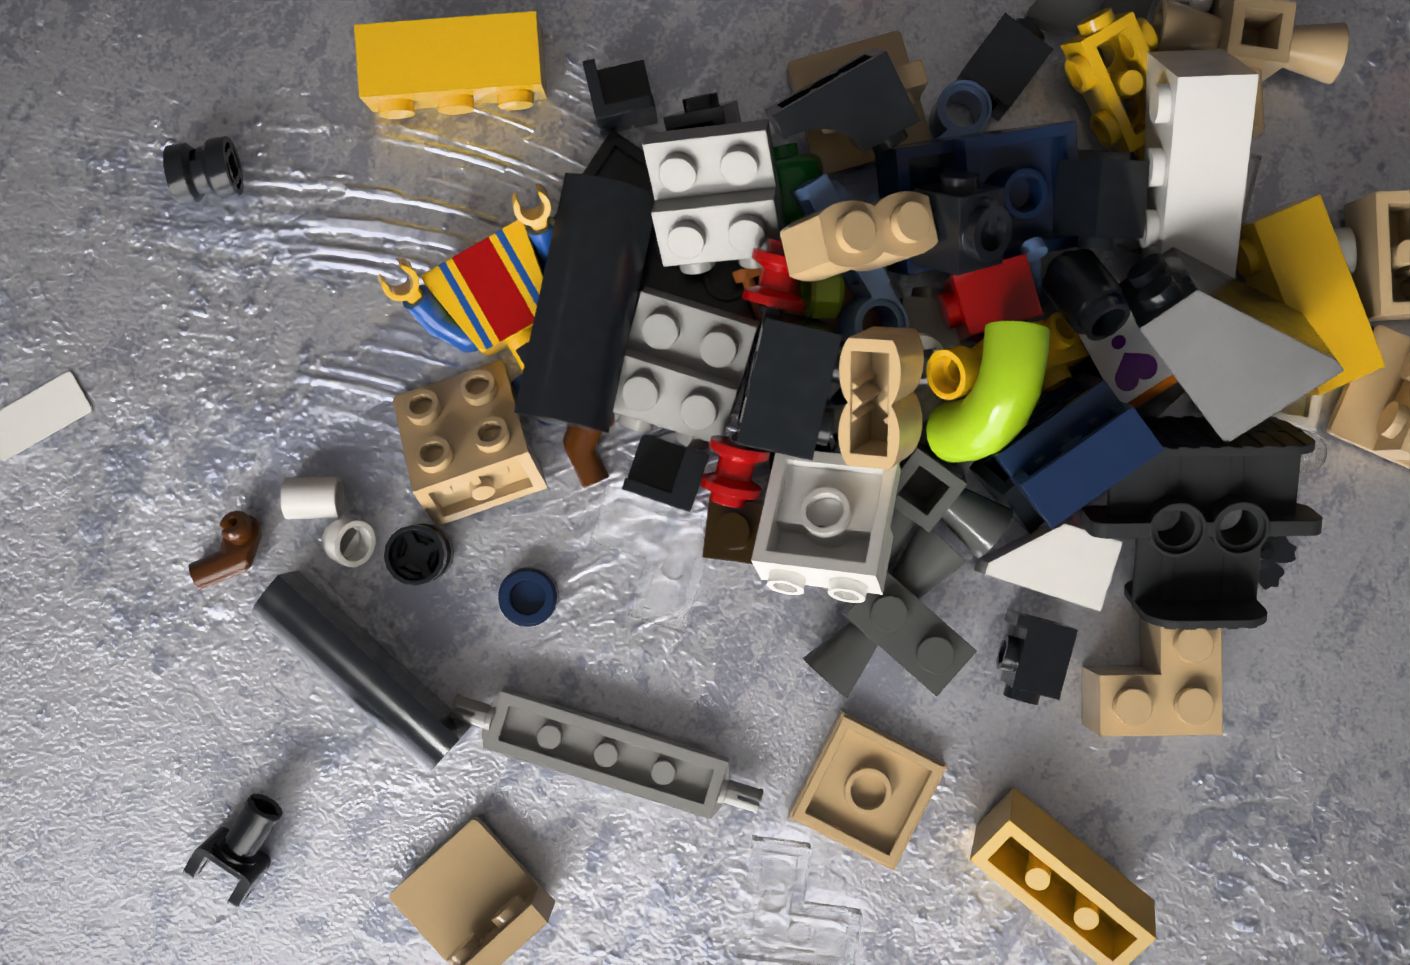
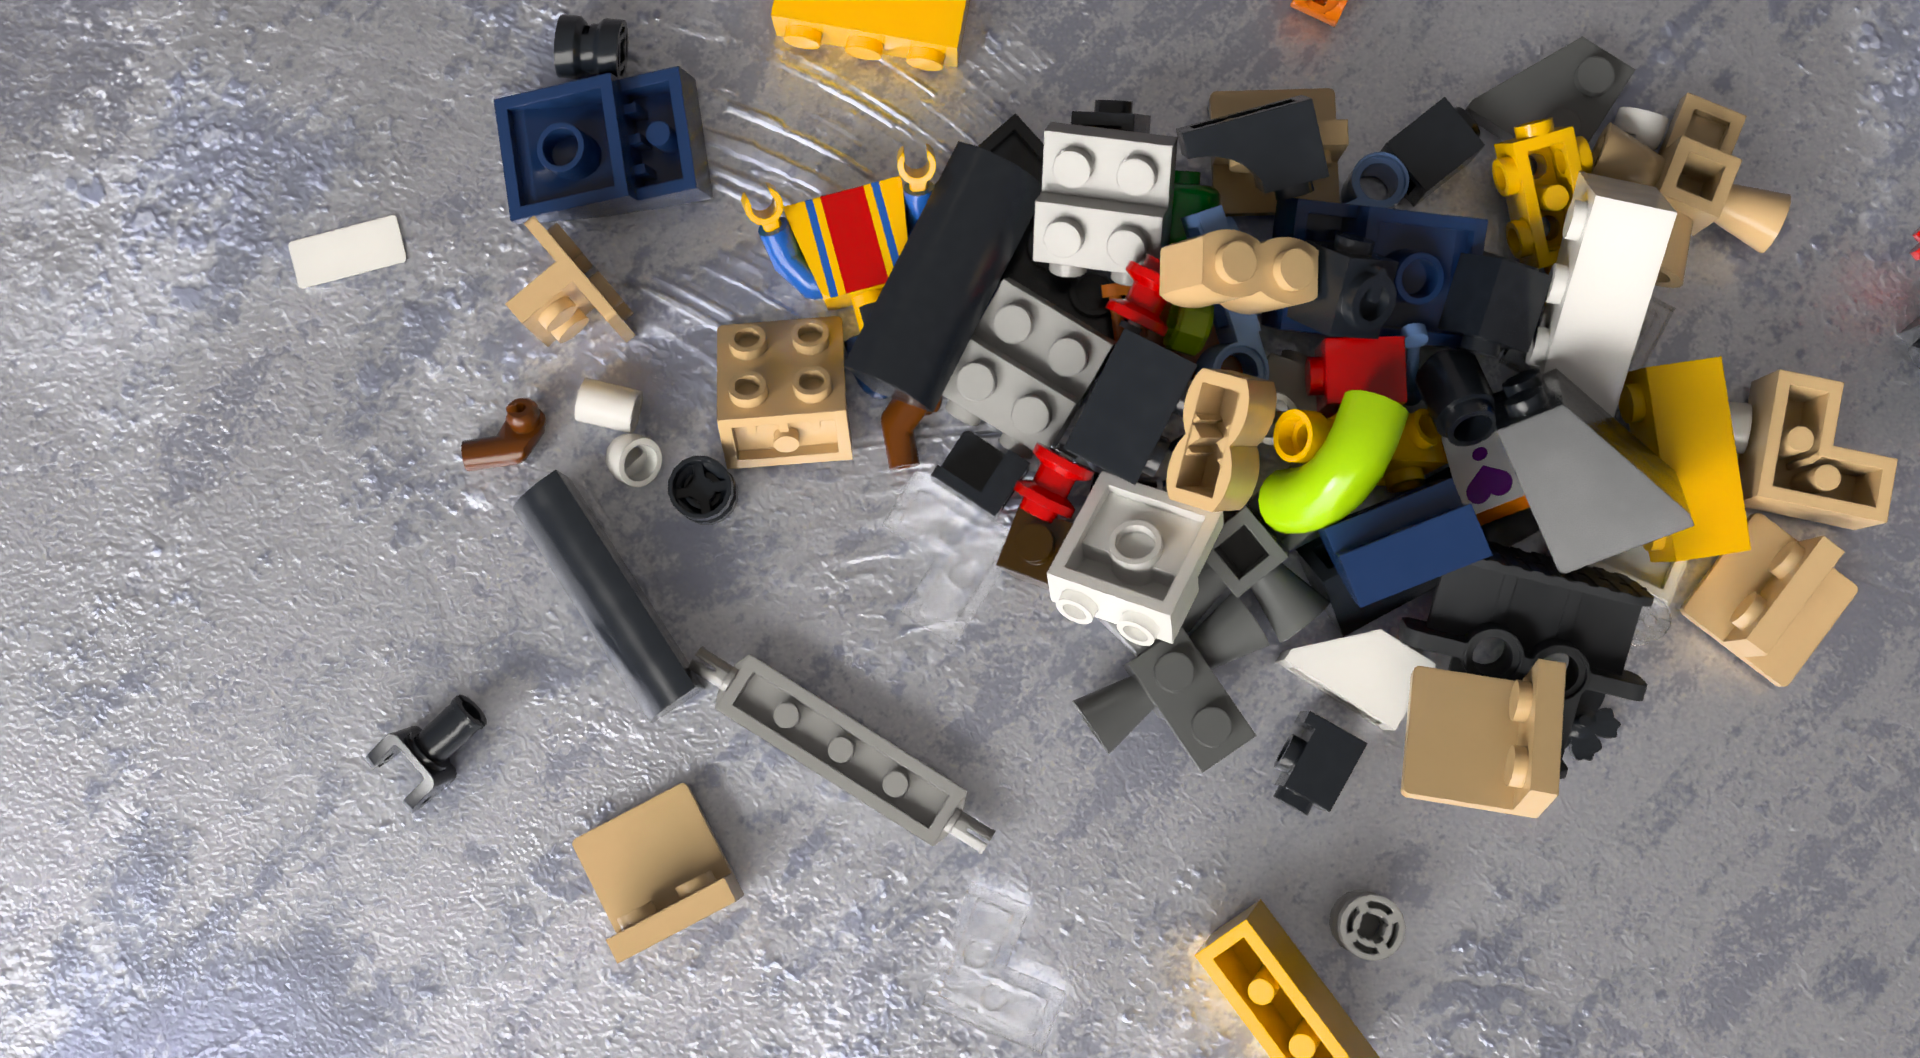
camera: 10 degrees right, 5 degrees down
(240, 259) = (603, 147): none -> dark blue slope
(243, 407) = (562, 296): none -> tan bracket
(528, 596) = (802, 566): dark blue tile -> none
(620, 96) = (1033, 83): black panel -> none
(867, 789) = (1104, 863): tan tile -> none
(1104, 777) = (1358, 916): none -> light grey wheel
(1166, 695) = (1431, 839): tan brick -> none
(1191, 610) = (1485, 739): none -> tan bracket

